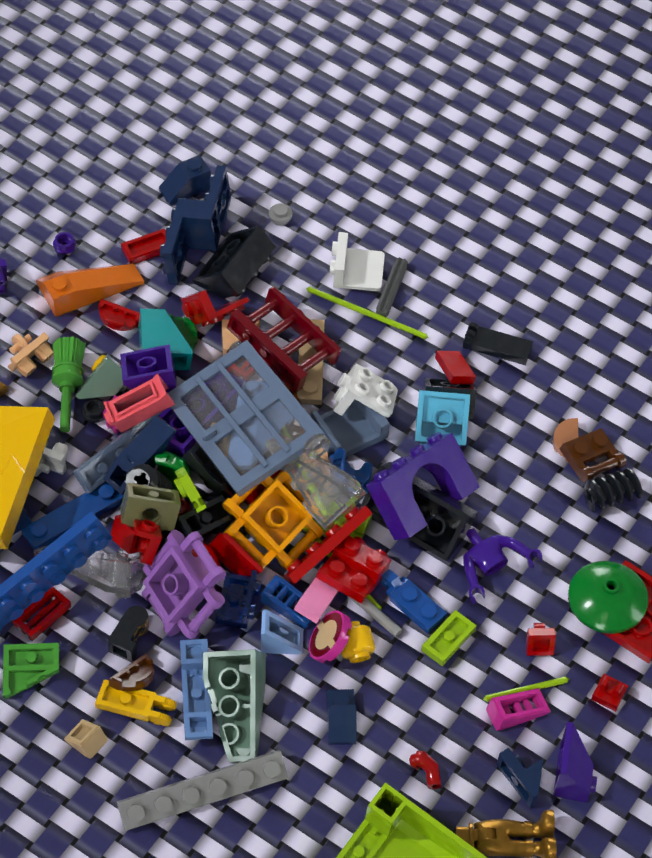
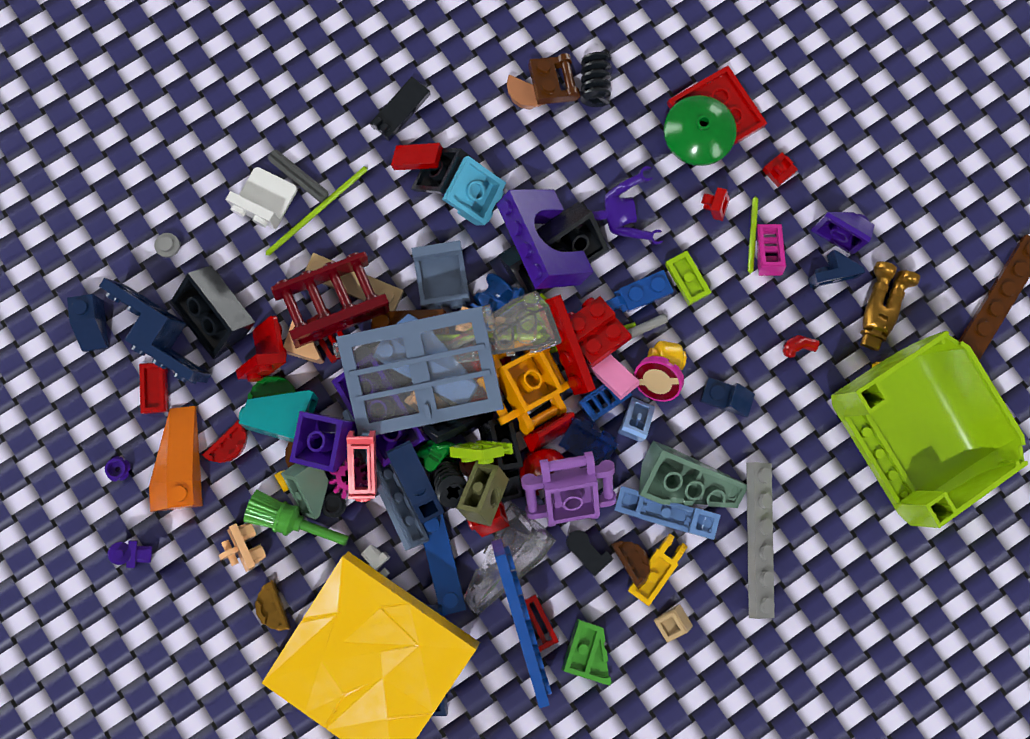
camera: 70 degrees left, 25 degrees up
(149, 539) = (514, 506): red bracket -> none
(367, 389) = (414, 248): white bracket -> none

